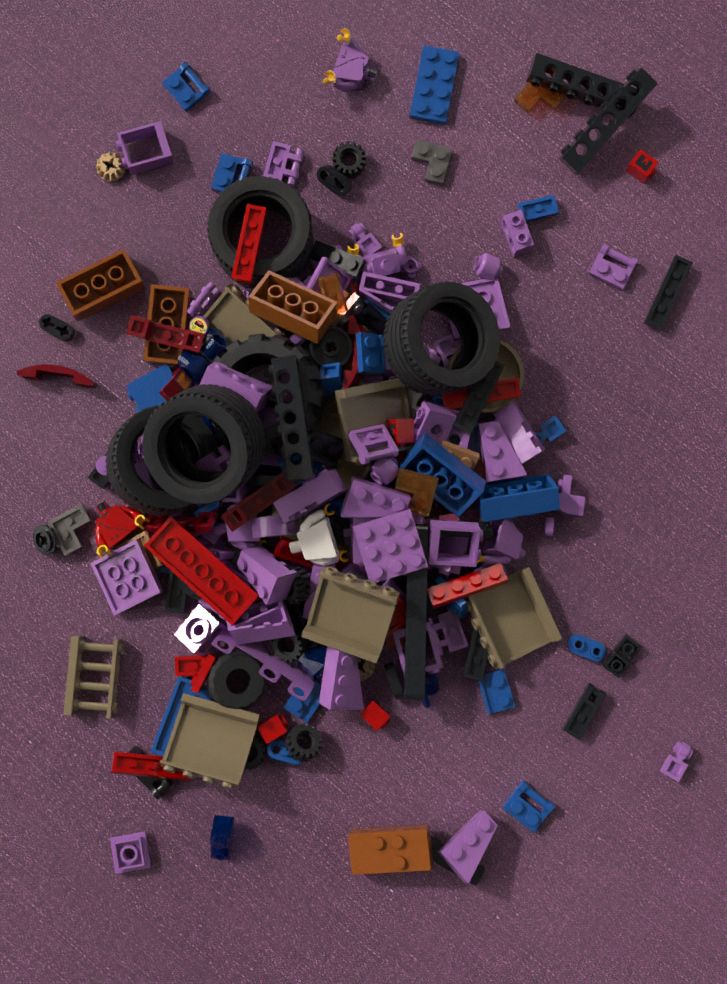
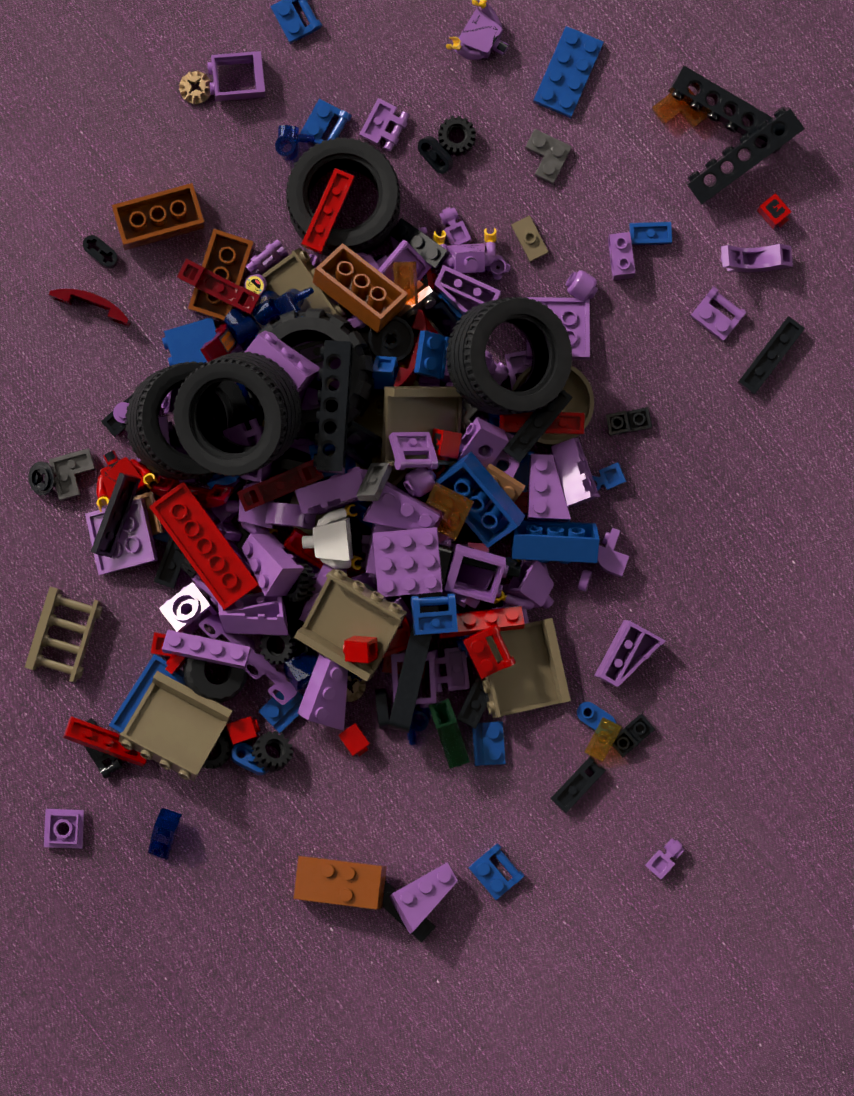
camera: 10 degrees right, 0 degrees up
(116, 559) = (115, 515): none -> black plate
(201, 189) = (290, 135): none -> clear blue piece
(223, 665) = (206, 649): none -> medium lavender plate
(234, 332) = (292, 300): none -> clear blue piece
(344, 479) = (374, 482): none -> flat silver plate
(364, 635) = (360, 649): none -> red brick
(427, 595) = (434, 621): none -> blue plate
(432, 236) = (529, 238): none -> dark tan plate
(460, 692) = (449, 733): none -> clear green brick
(476, 615) = (482, 655): none -> red plate
(556, 377) = (629, 421): none -> black slope
(598, 666) = (603, 739): none -> clear yellow plate
(601, 584) = (626, 653): none -> medium lavender wedge
(637, 211) = (756, 259): none -> medium lavender arch

